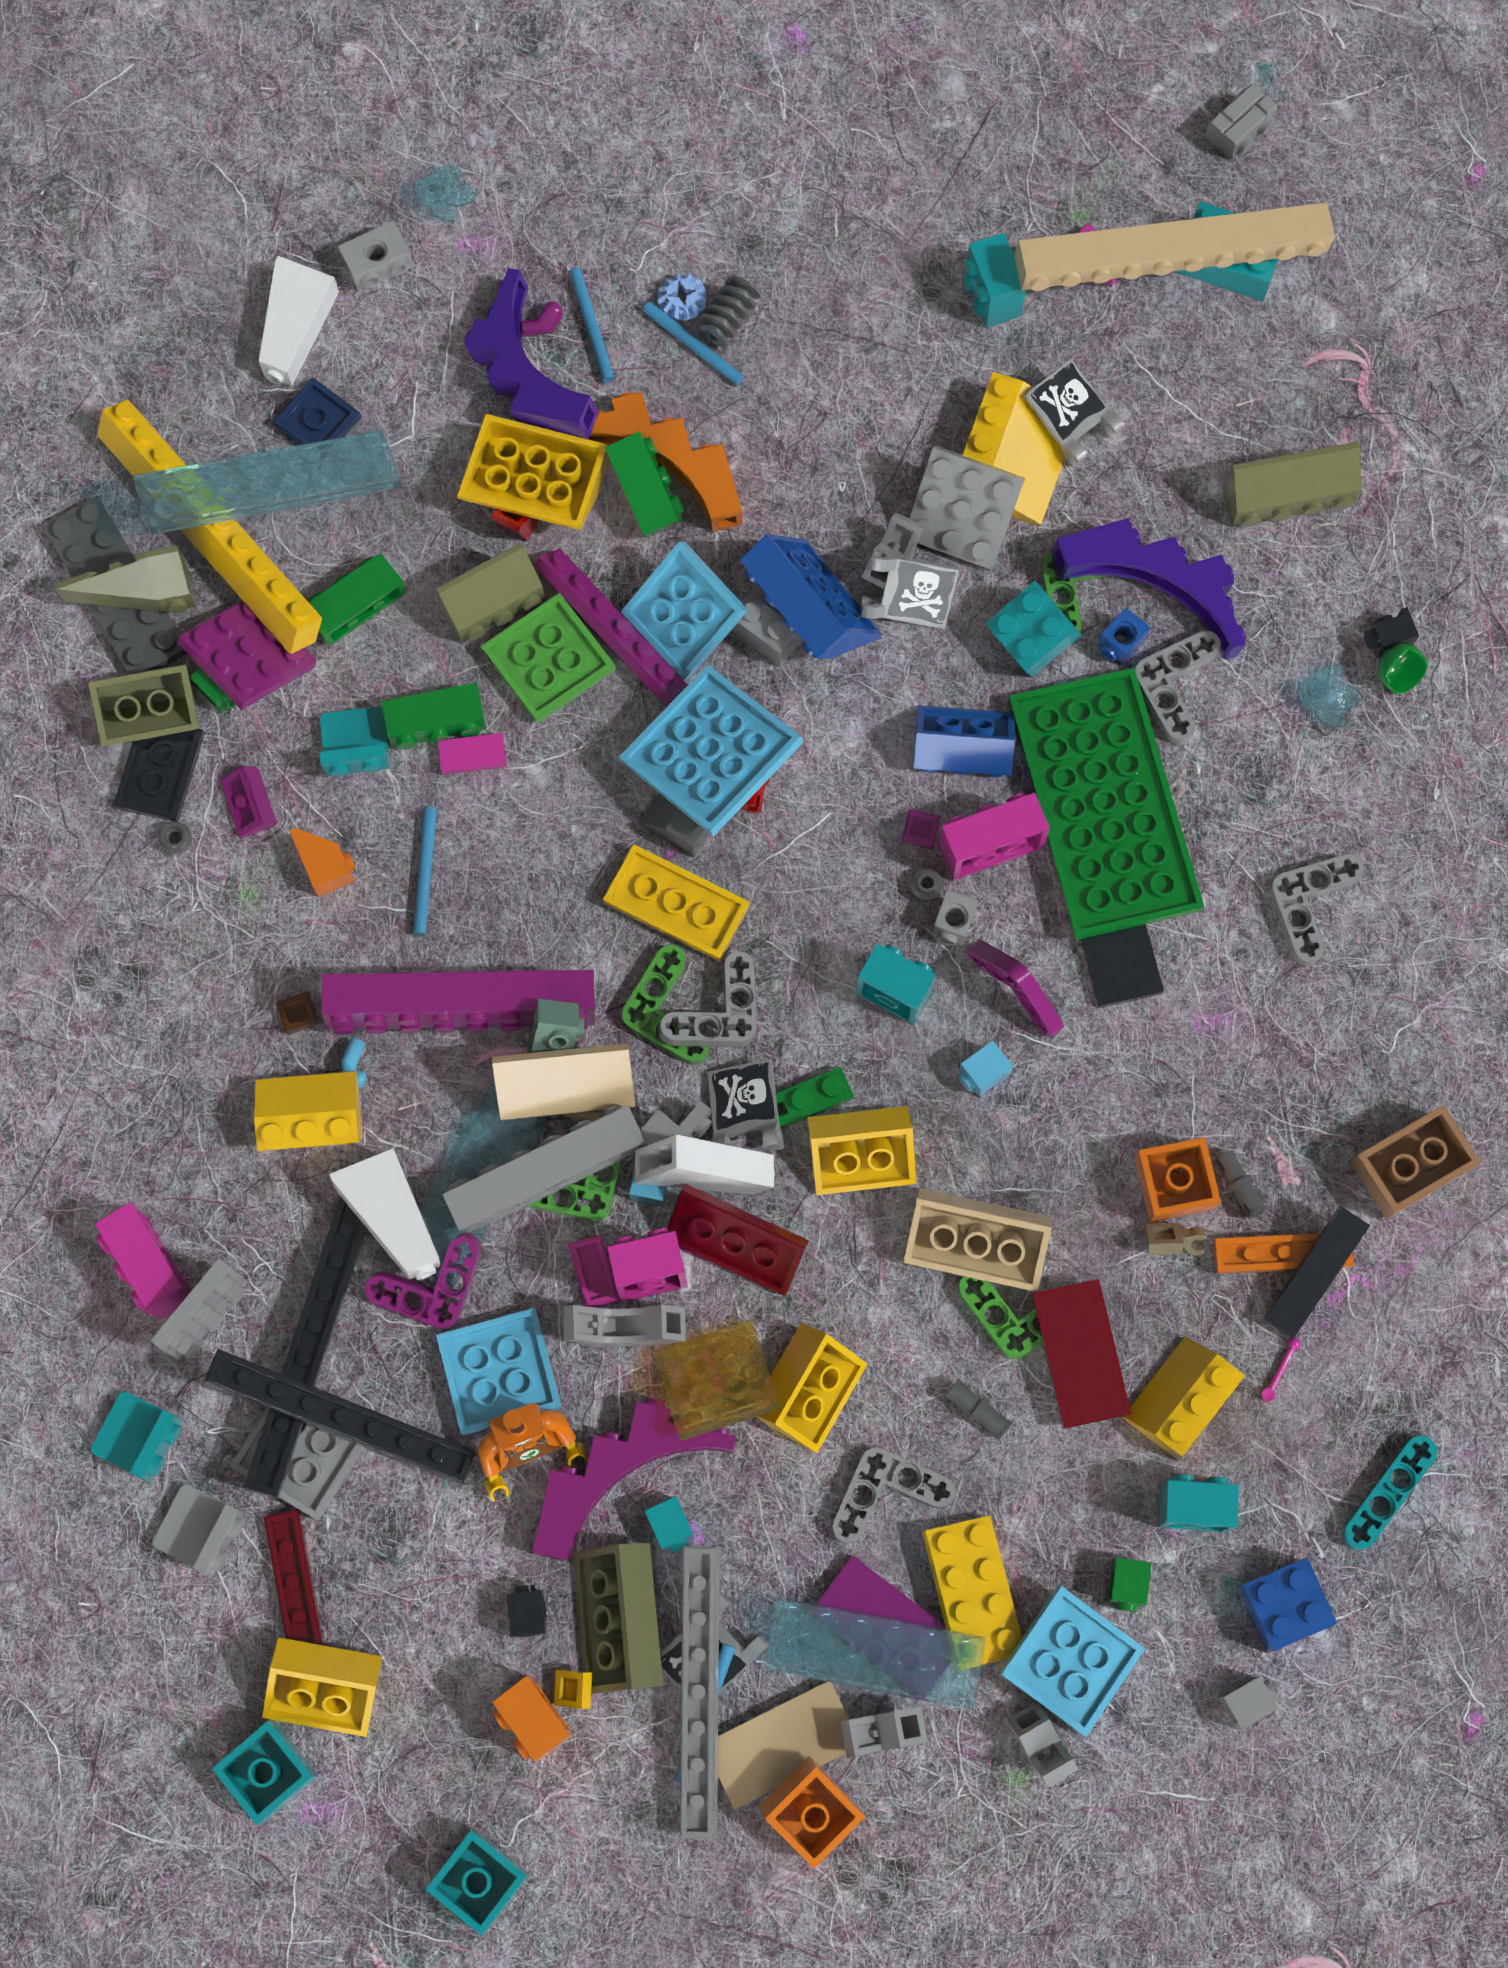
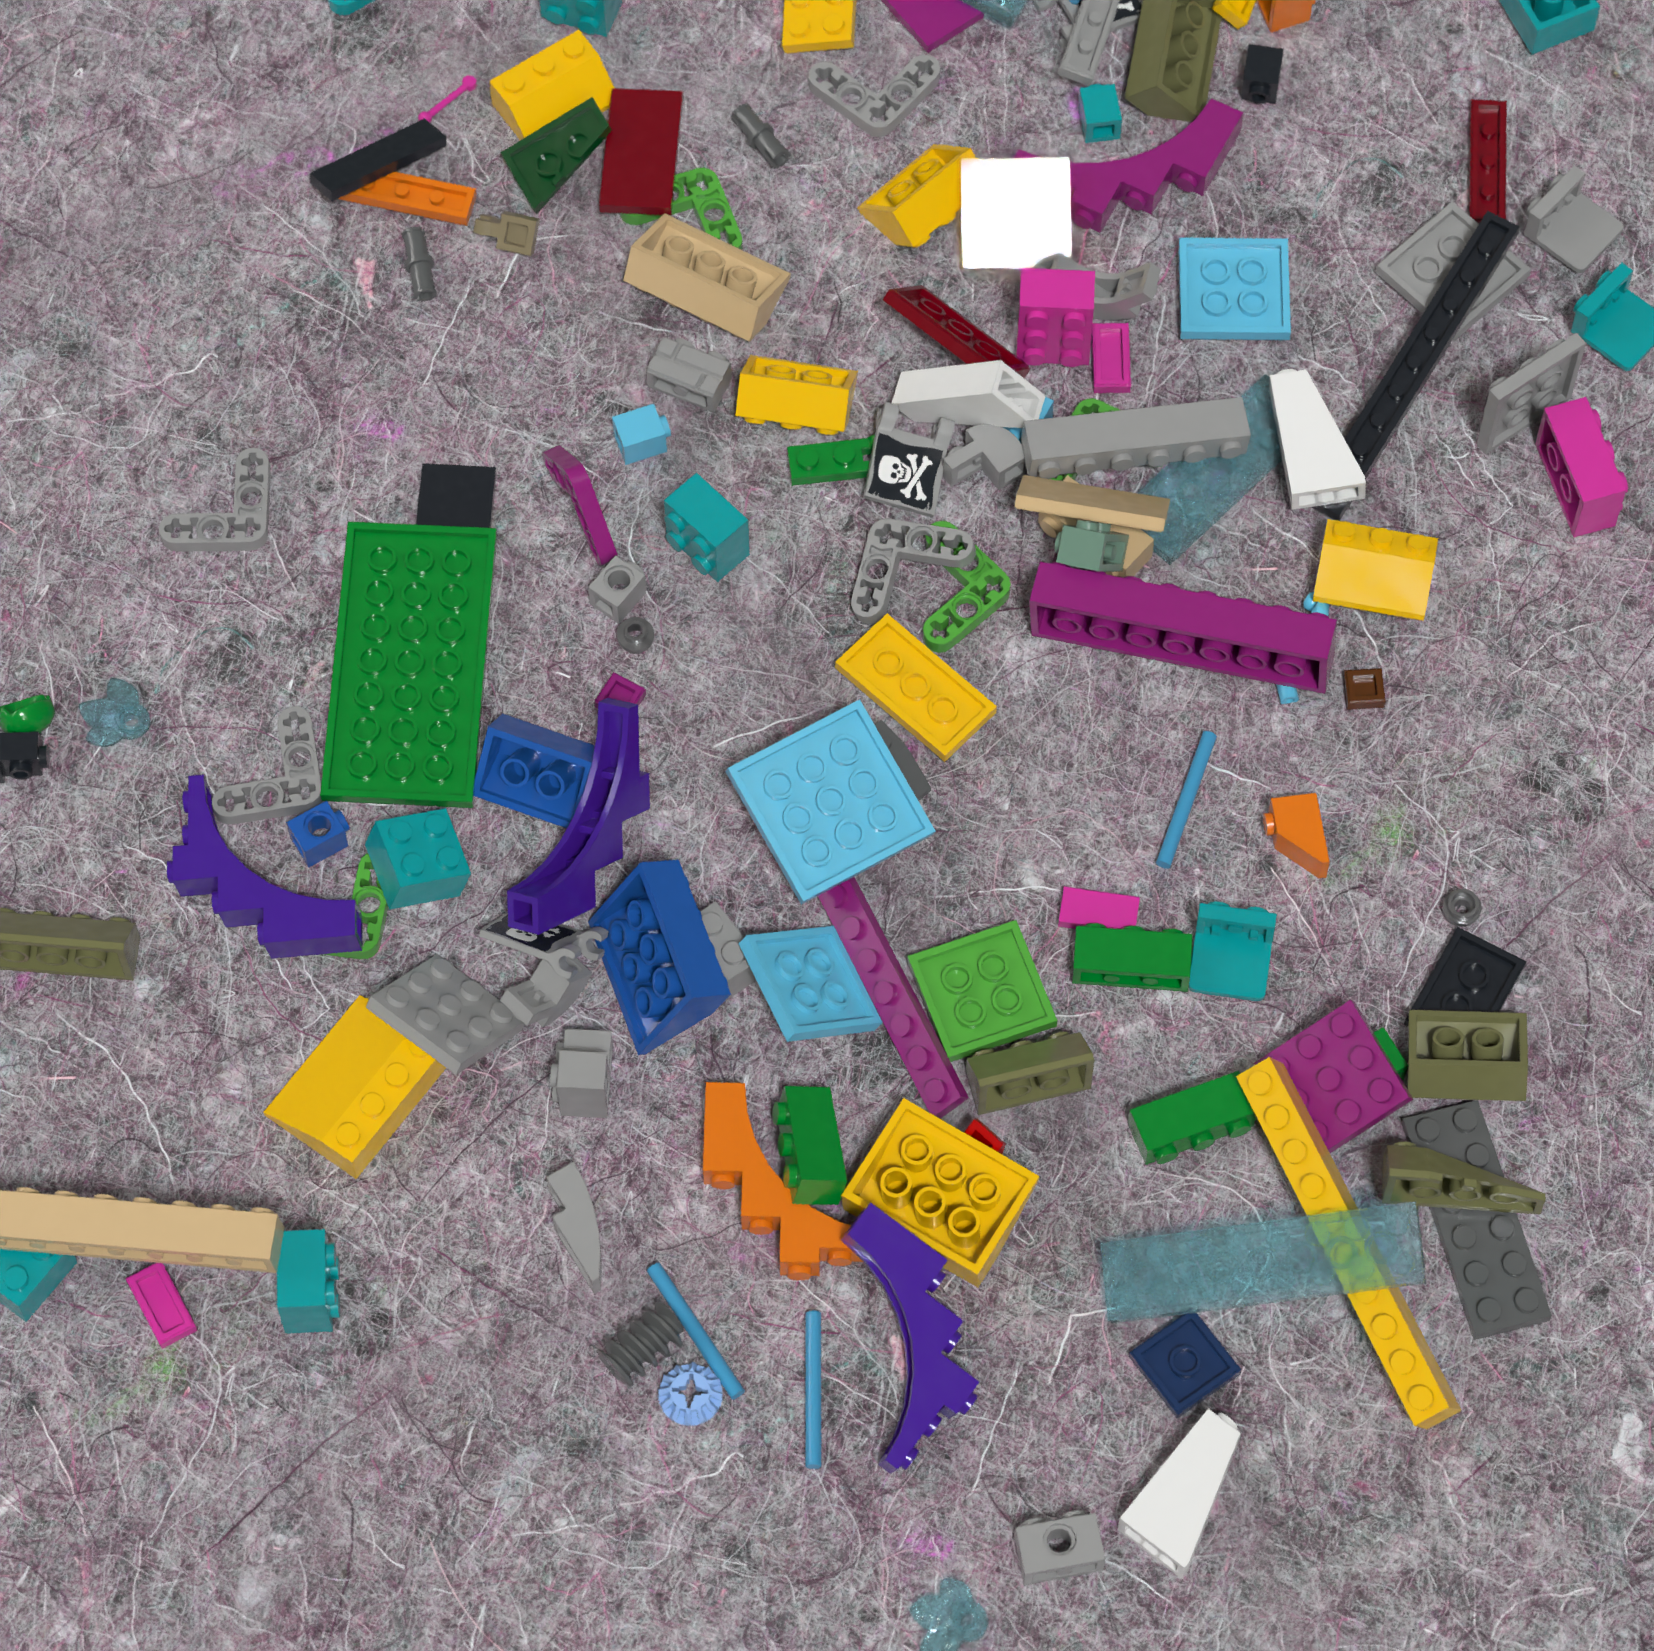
camera: 165 degrees left, 10 degrees down
(248, 801) = (1369, 929): magenta slope -> none
(321, 1687) = (1477, 62): yellow slope -> none
(339, 1416) = (1409, 271): black tile -> none
(431, 1297) = (1332, 387): magenta beam -> none
(522, 1437) = (1224, 212): orange torso -> none
(546, 321) = (867, 1406): magenta arm -> none
(807, 389) = (577, 1223): none -> light grey slope
(838, 494) = (582, 1073): none -> light grey brick
(905, 639) = (613, 793): none -> dark purple arch
(962, 1141) = (689, 373): none -> light grey brick
(993, 835) = (547, 647): dark pink brick -> none
(1070, 409) = (277, 1103): flag -> none
(1159, 1330) = (556, 151): none -> dark green wing
(1177, 1180) = (483, 274): orange brick -> none
(1415, 1162) = (236, 228): medium nougat brick -> none

